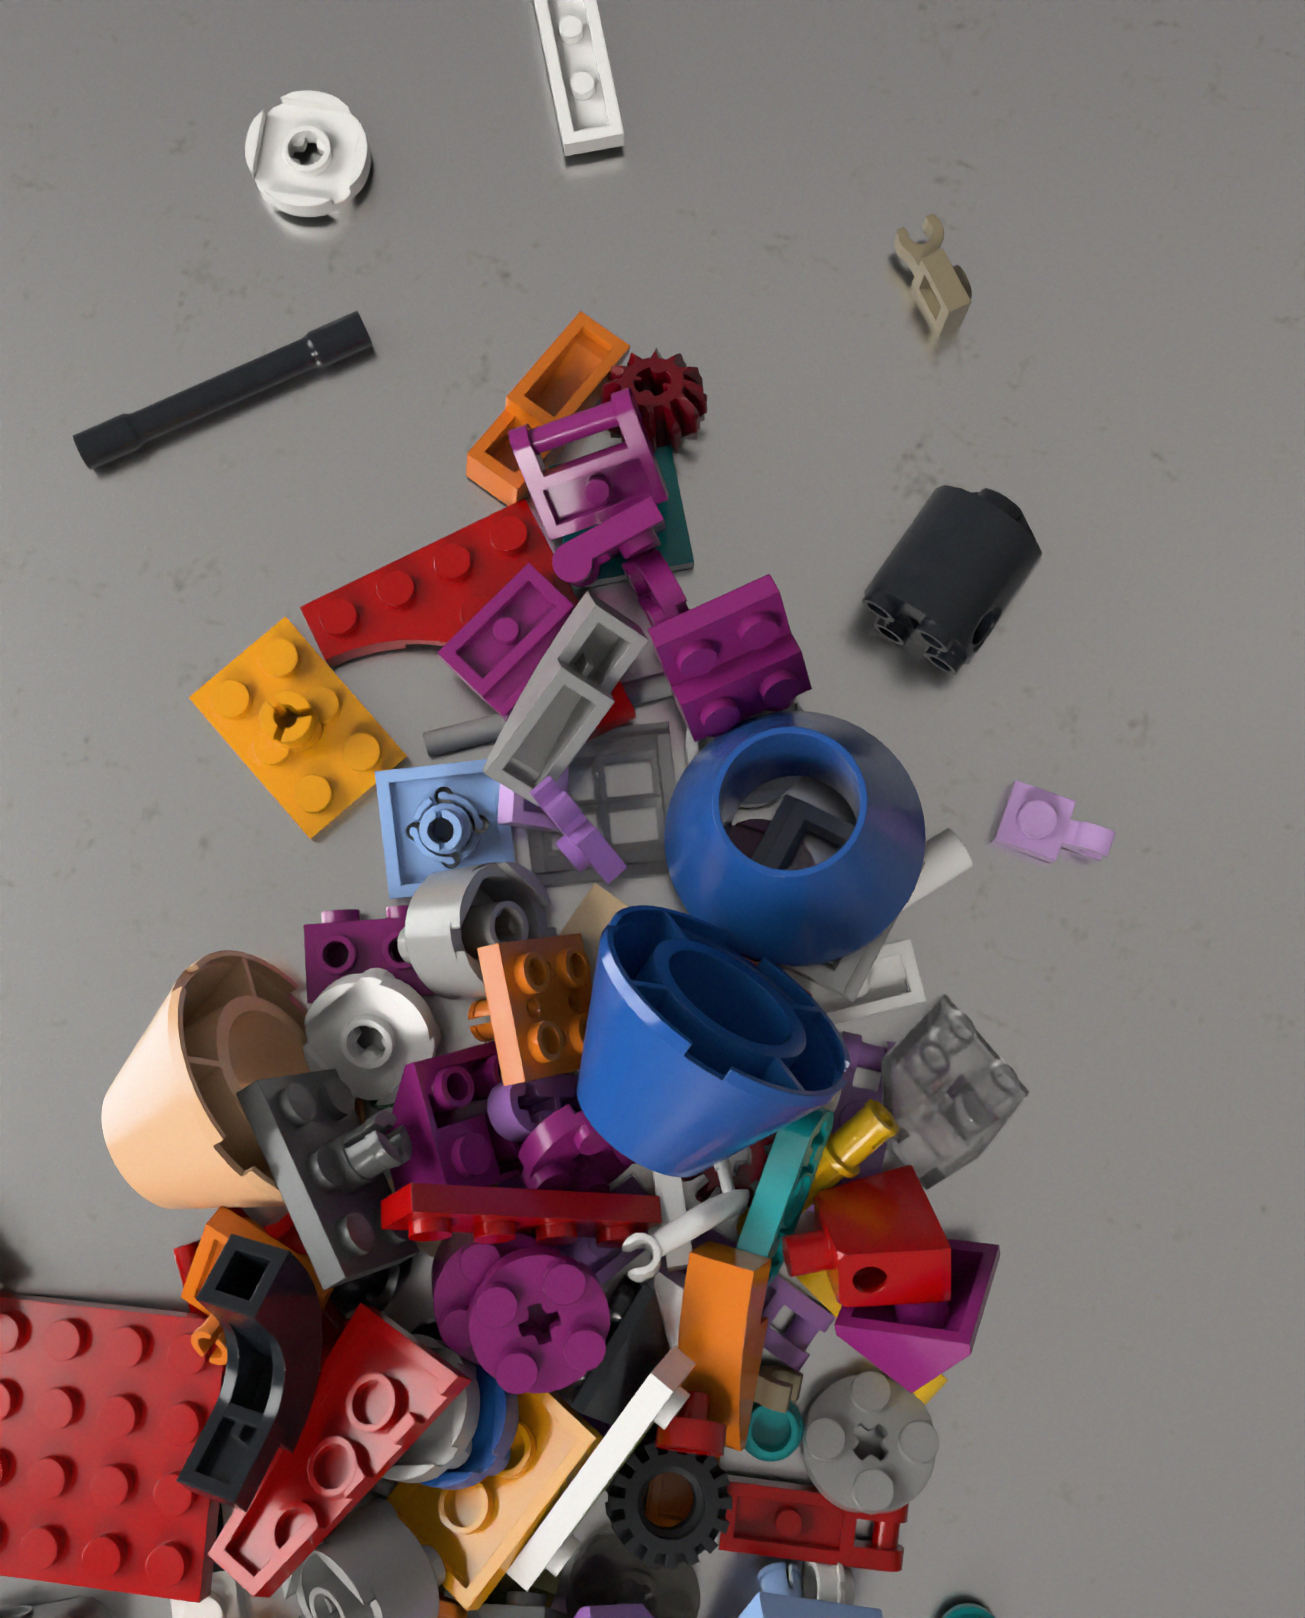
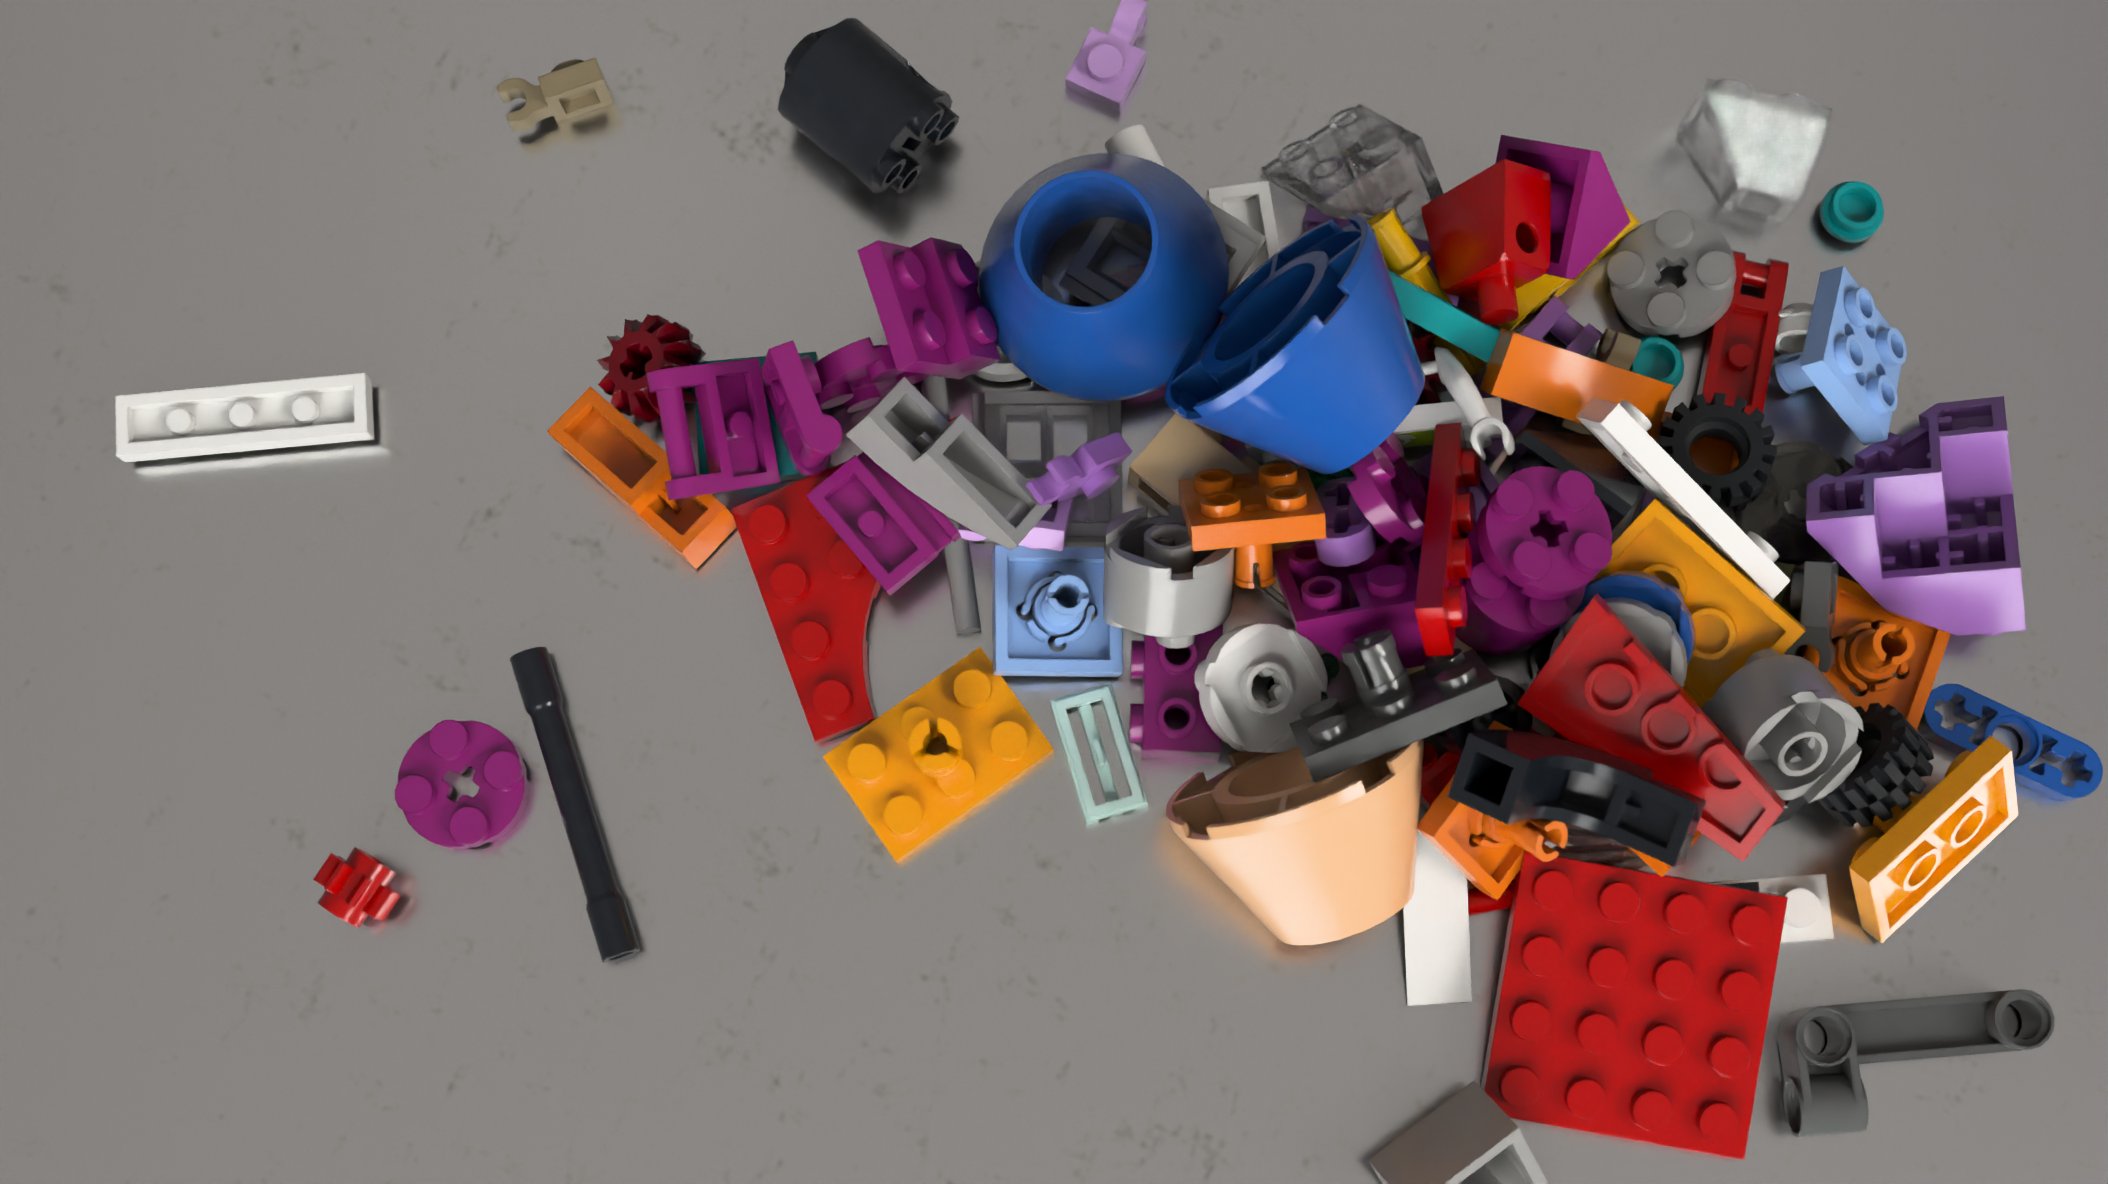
camera: 80 degrees left, 5 degrees down
(123, 200) = (356, 887): none -> red gear
(148, 1238) = (1437, 931): none -> white sticker
(218, 255) = (469, 821): none -> magenta plate
(262, 906) = (1113, 805): none -> light aqua tile
(286, 129) = (316, 663): white plate -> none
(692, 1431) = (1660, 409): red tile -> none
(1019, 1528) = (1753, 145): none -> clear slope

